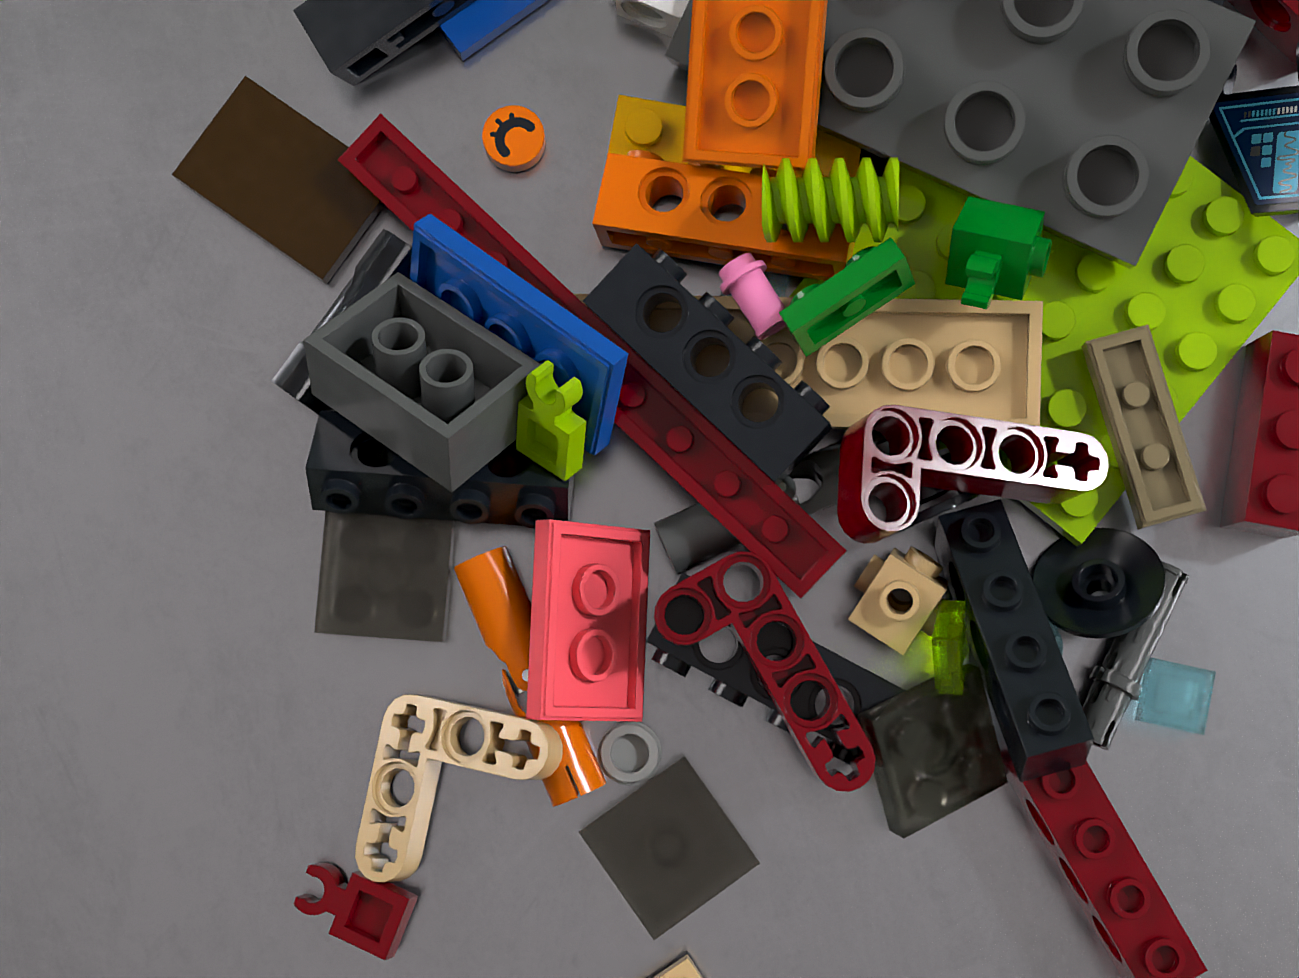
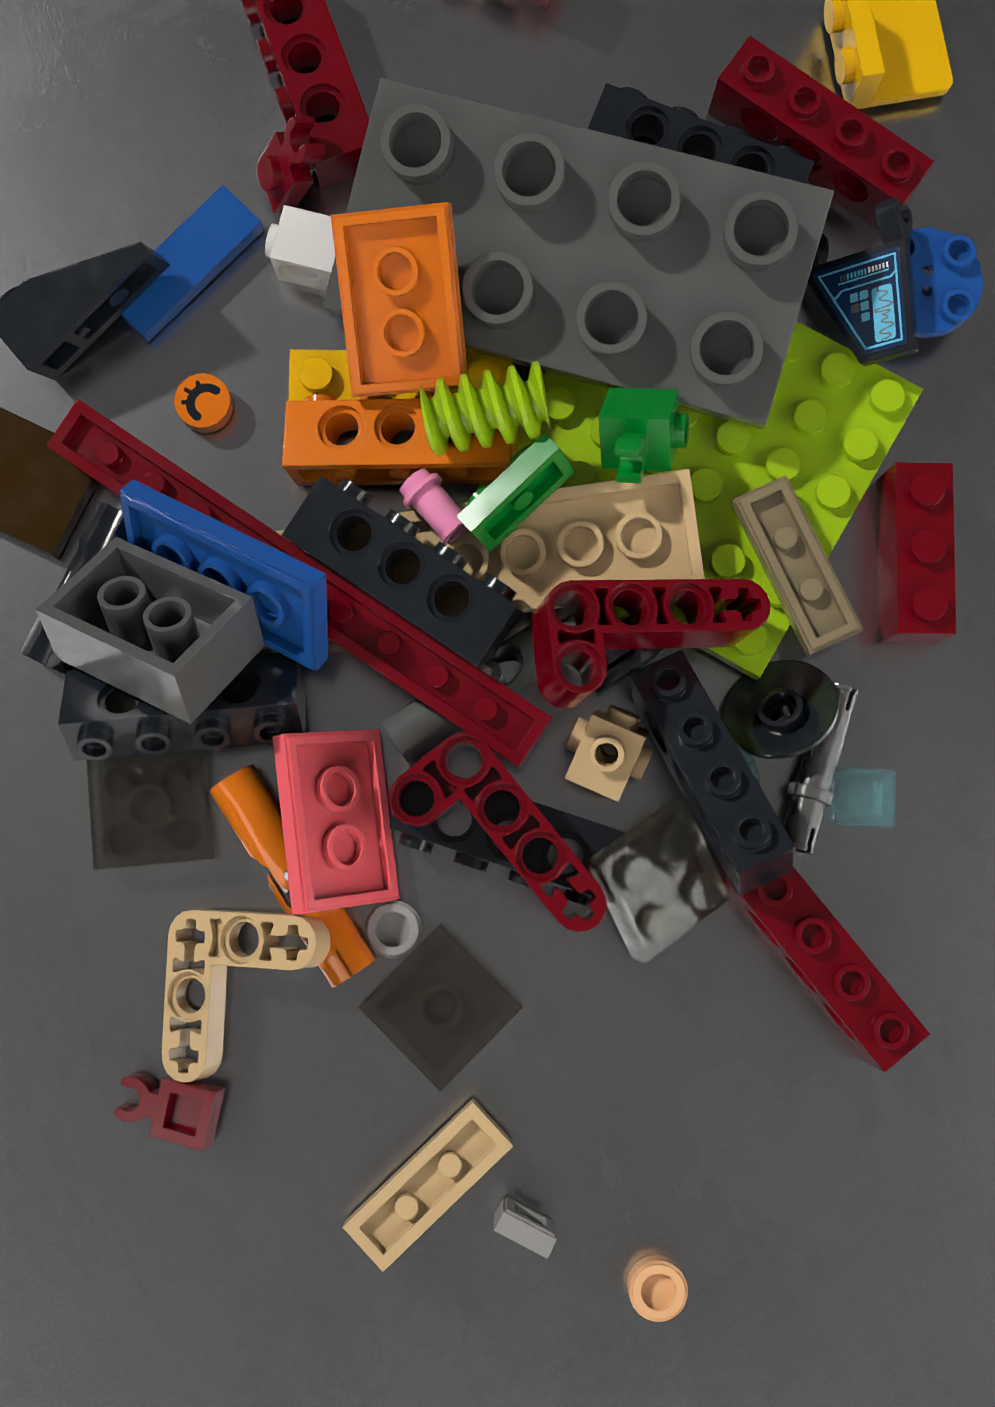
camera: 15 degrees left, 0 degrees up
(547, 424) = (268, 650): lime plate -> none
(950, 647) = (658, 787): clear neon green tile -> none

